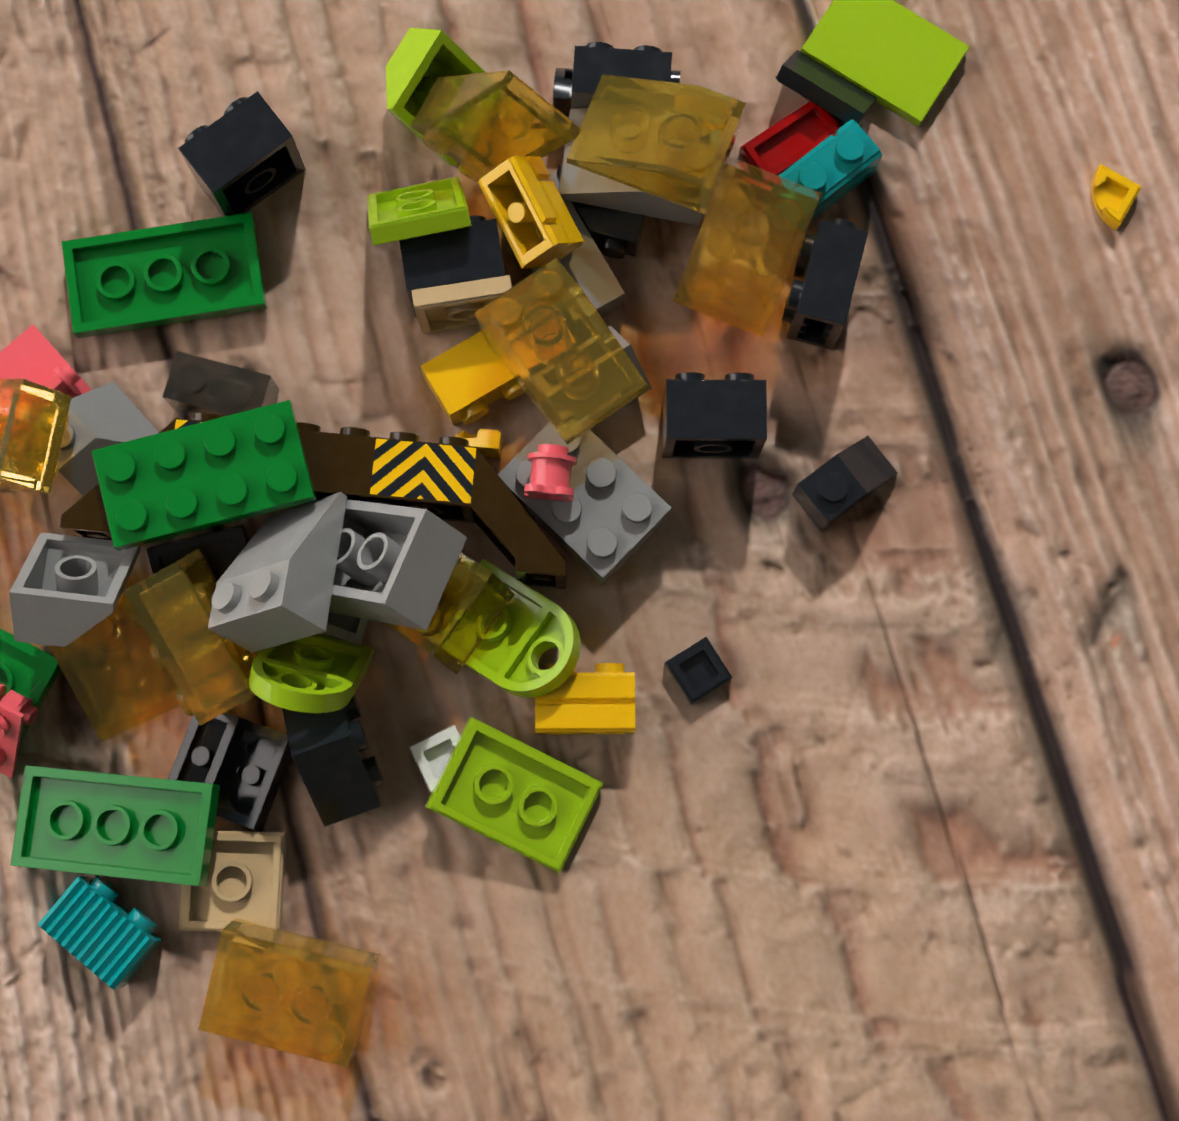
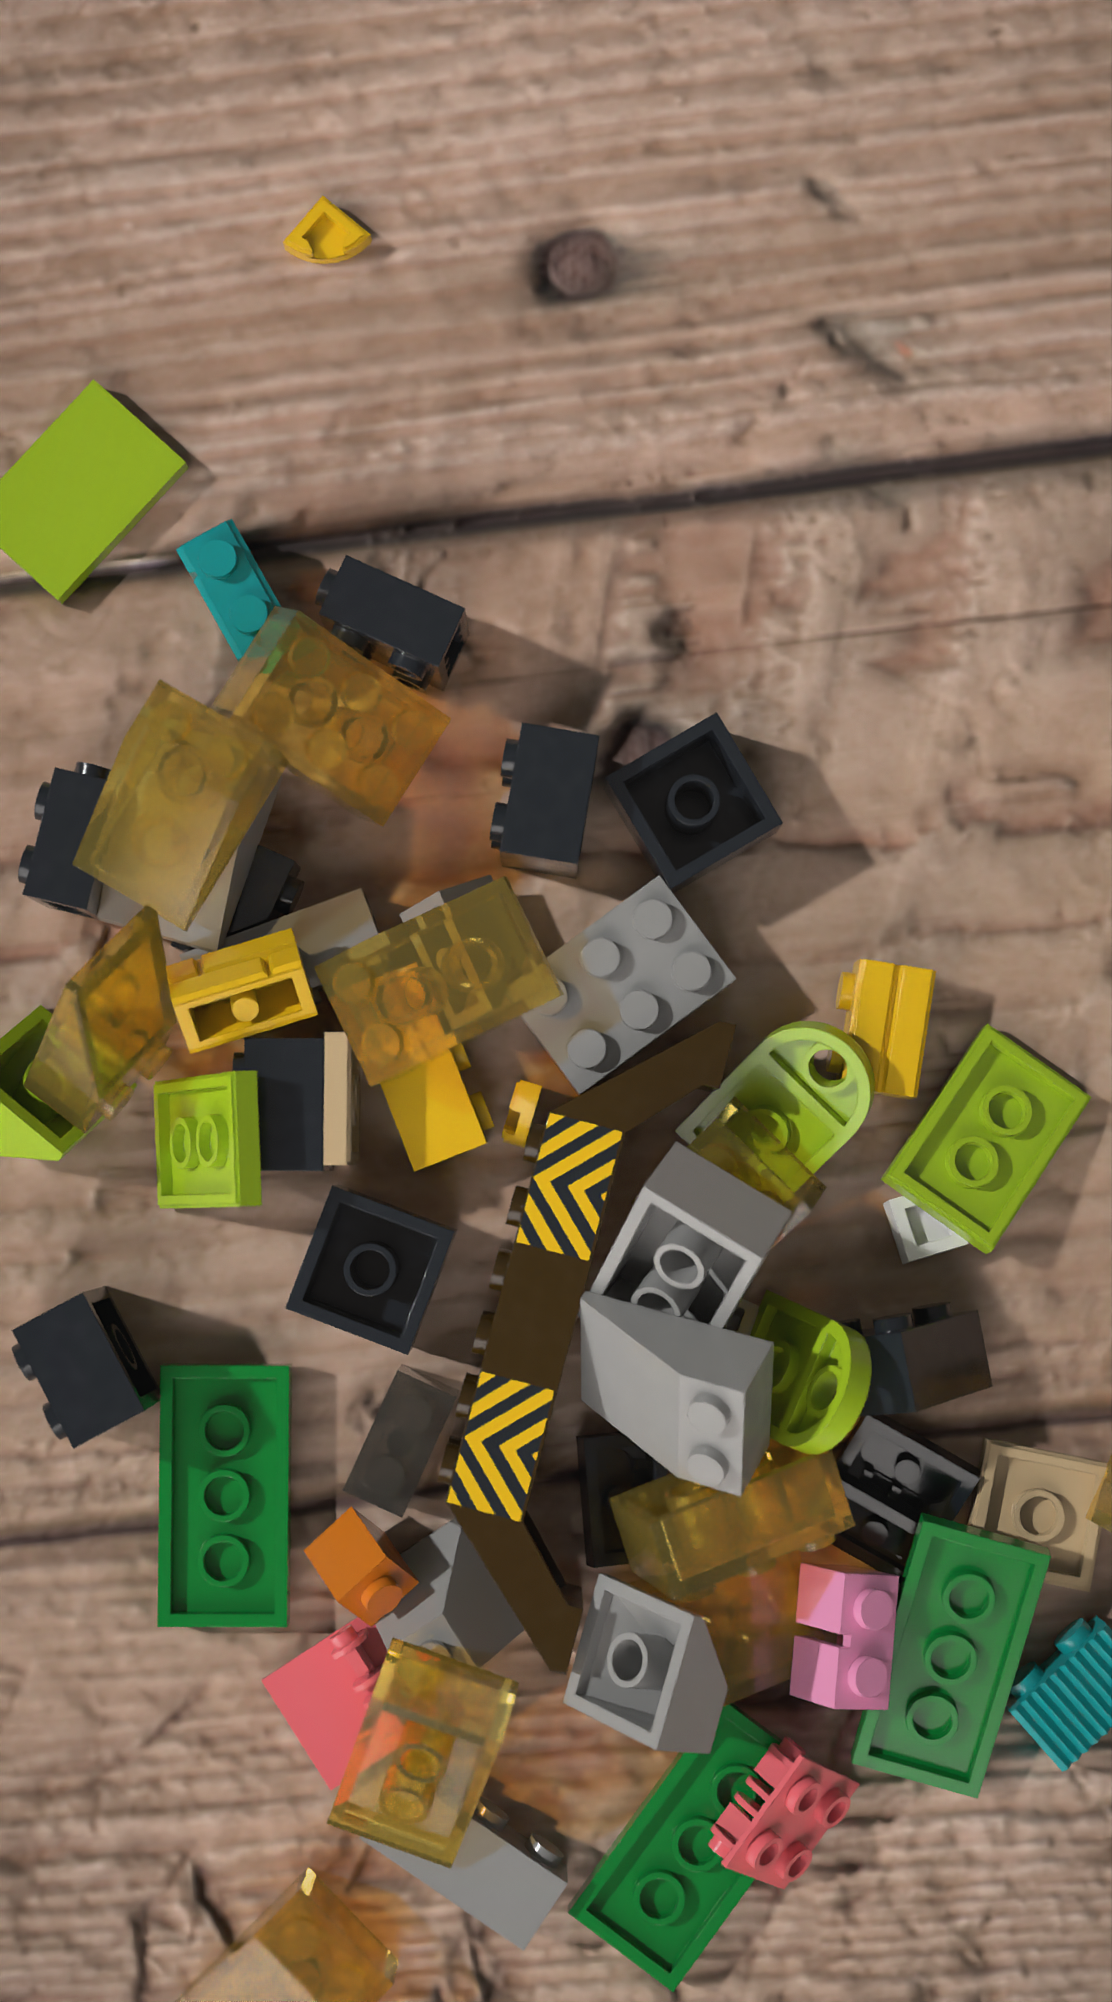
camera: 80 degrees left, 5 degrees up
(123, 377) = (361, 1567): none -> orange brick
(142, 746) = (862, 1612): none -> bright pink piece
(203, 475) = (530, 1475): green plate -> none
(343, 348) = (371, 1269): none -> black brick
(550, 474) = (598, 1021): coral brick -> none
(562, 90) = (60, 923): black tile -> none
(698, 670) = (861, 879): black tile -> none
(730, 527) = (692, 803): none -> black brick
(789, 139) = (182, 633): red tile -> none
(825, 88) = (119, 577): black tile -> none
(843, 482) = (652, 650): black slope -> none

